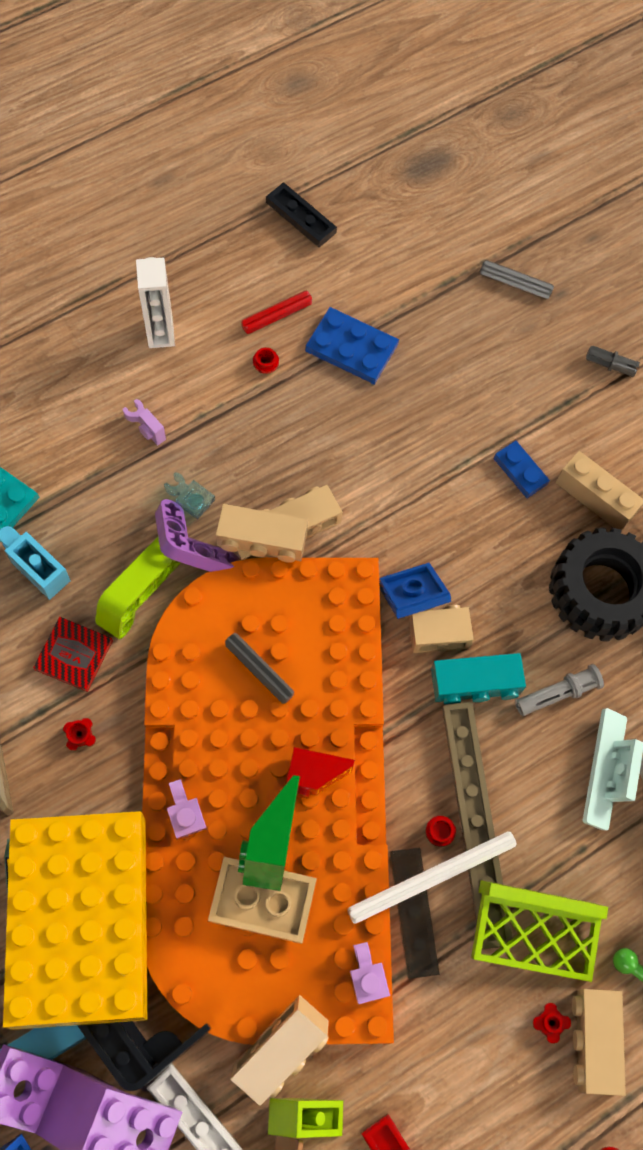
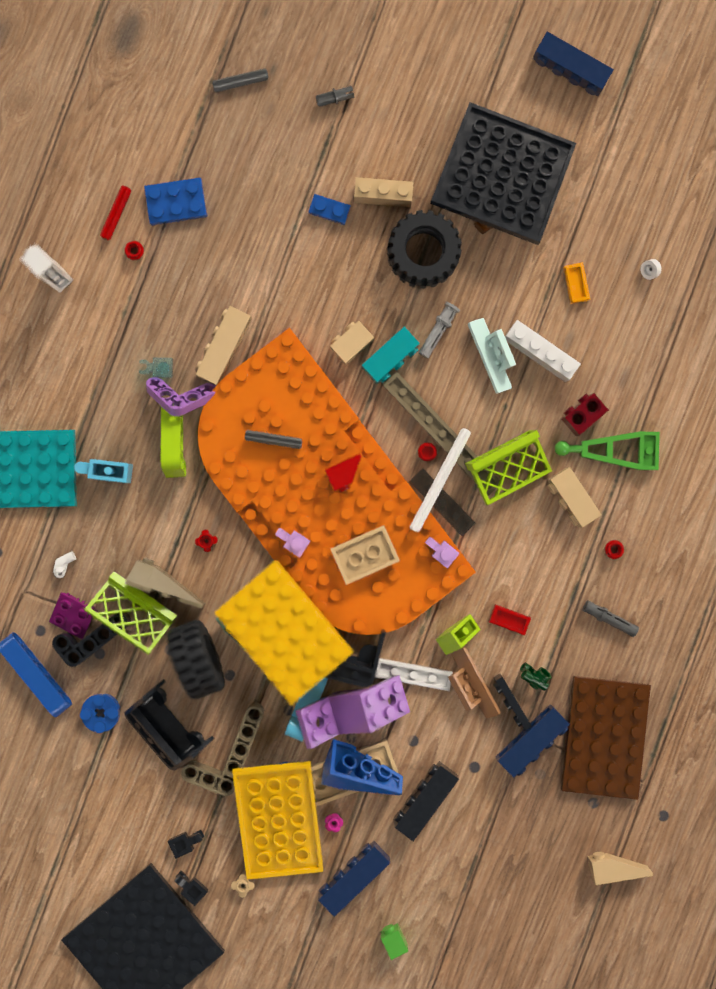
camera: 35 degrees left, 20 degrees up
(73, 654) = (168, 502): tile -> none
(149, 425) = (102, 343): lavender plate -> none
(261, 533) = (217, 364): tan brick -> none
(266, 851) = (350, 531): green slope -> none
(280, 1051) = (425, 615): tan brick -> none
(301, 214) = (78, 133): black plate -> none
(414, 590) = (322, 331): blue tile -> none
(542, 1023) = (540, 505): red plate -> none

